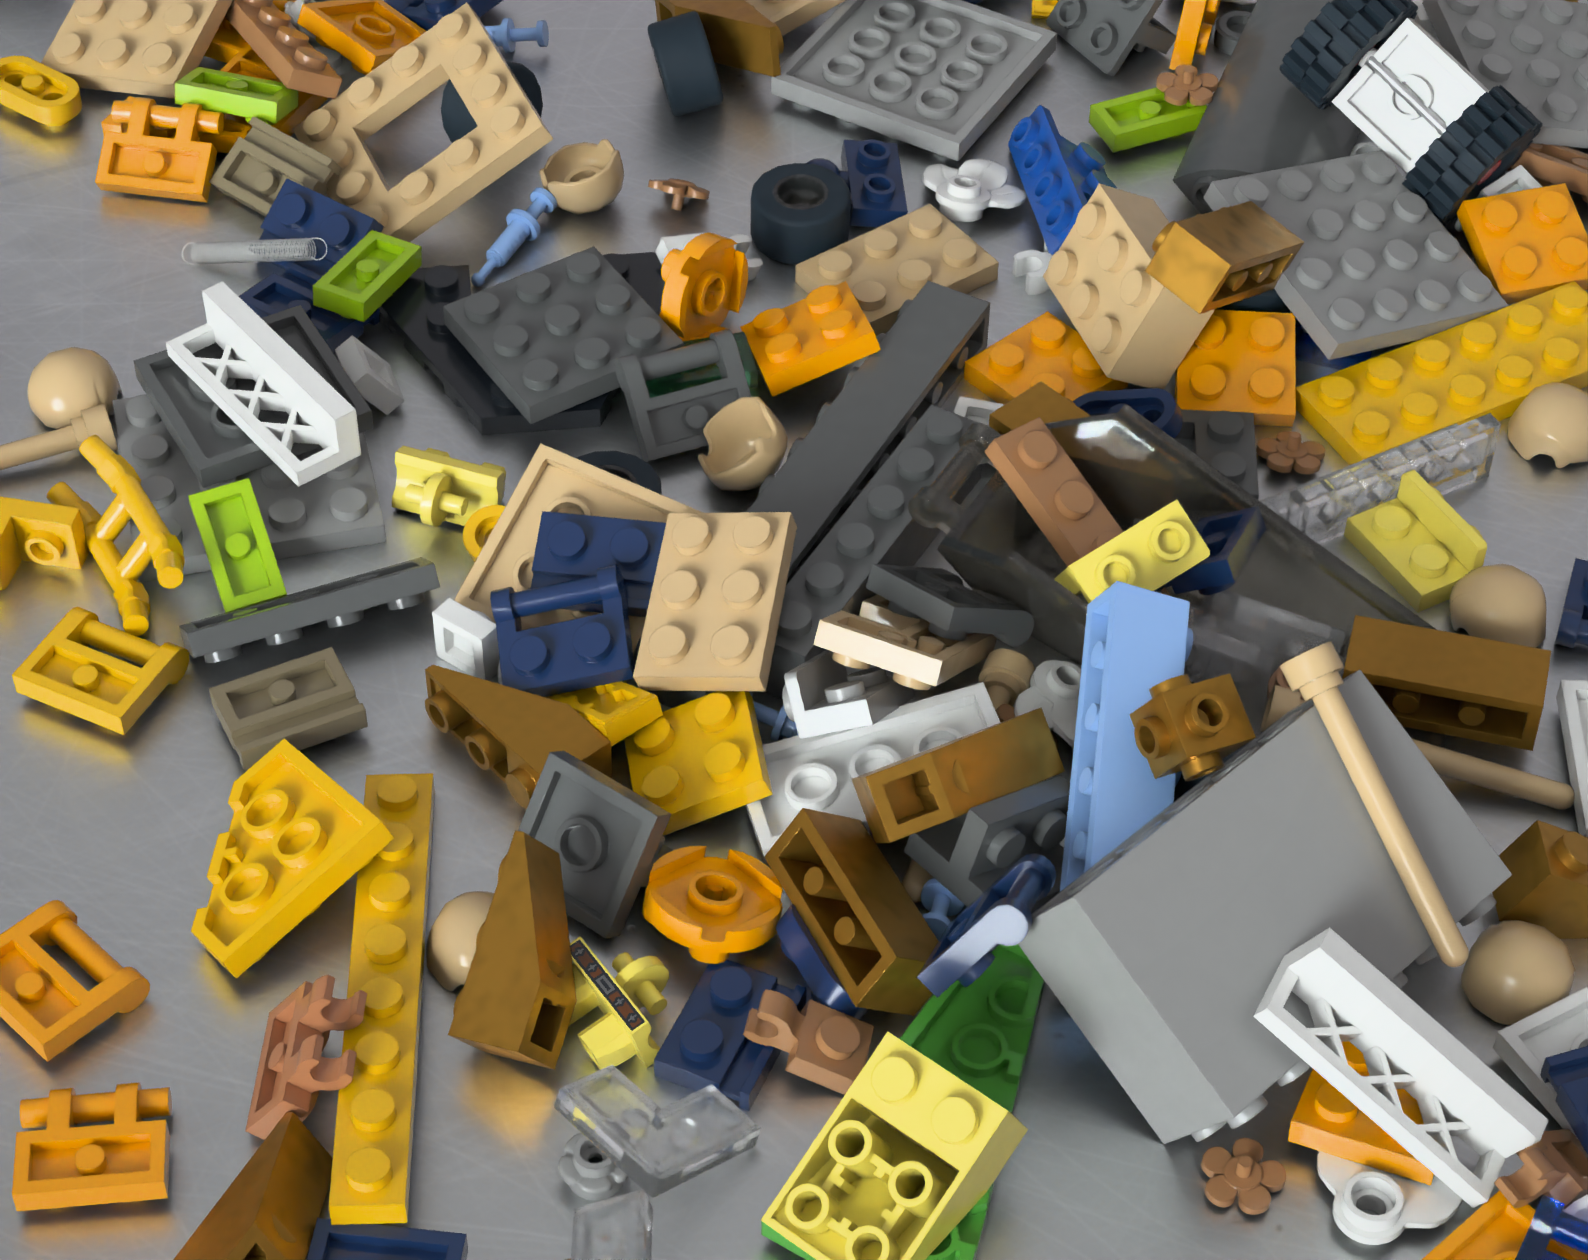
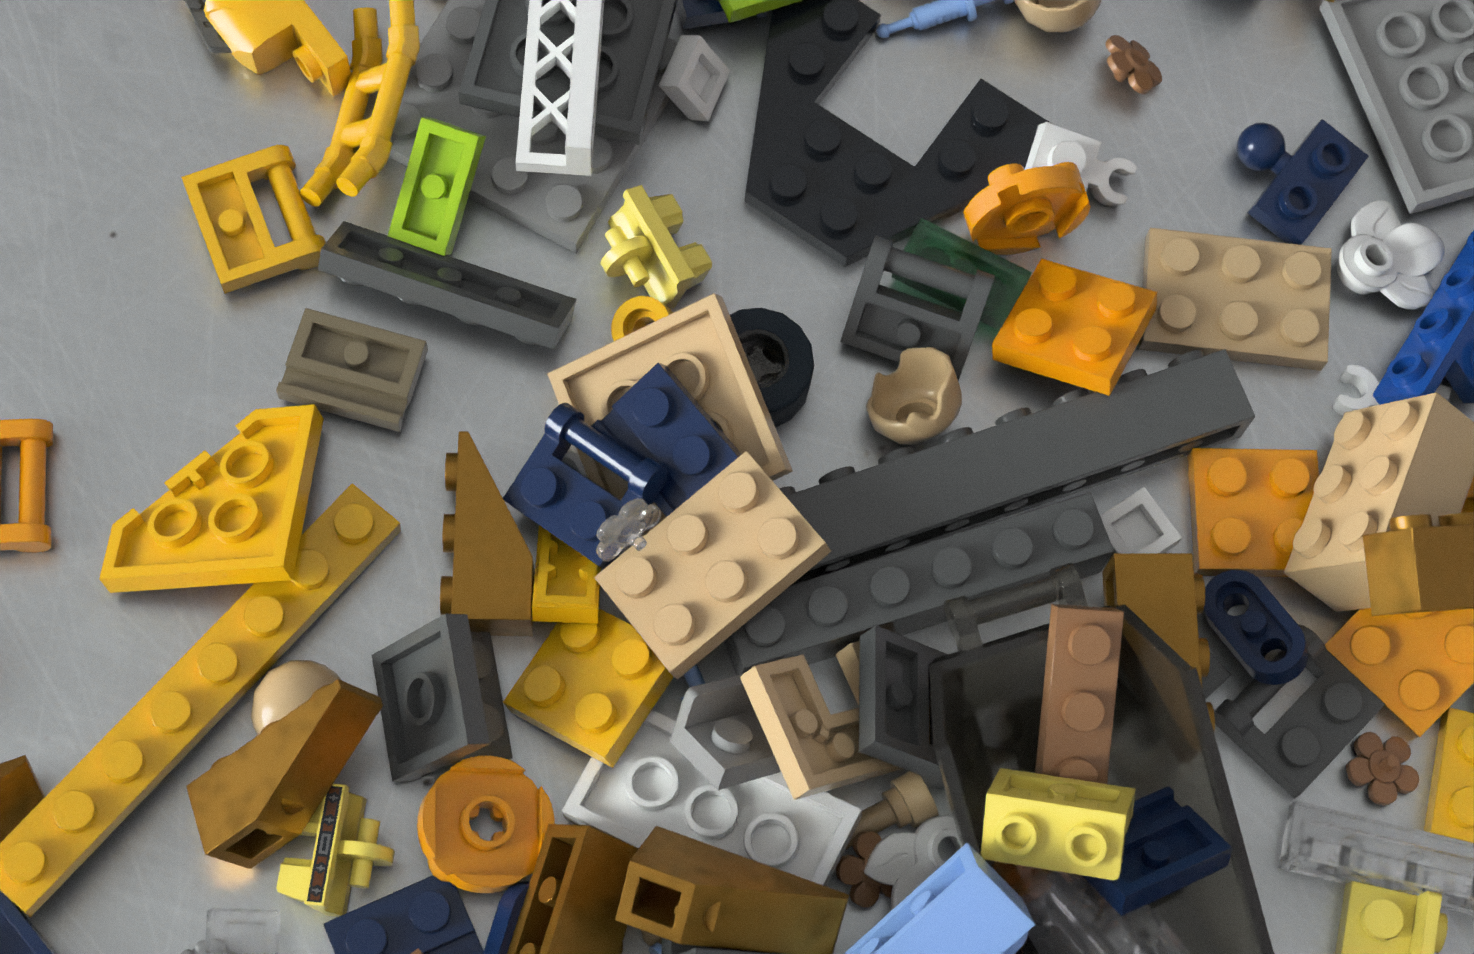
camera: 35 degrees right, 25 degrees up
(291, 1057) = (57, 722): nougat plate -> none
(466, 639) = (532, 409): white plate -> none
(557, 332) = (876, 159): dark grey plate -> none
(630, 615) = (626, 529): none -> clear plant
(799, 212) = (1224, 162): black wheel -> none

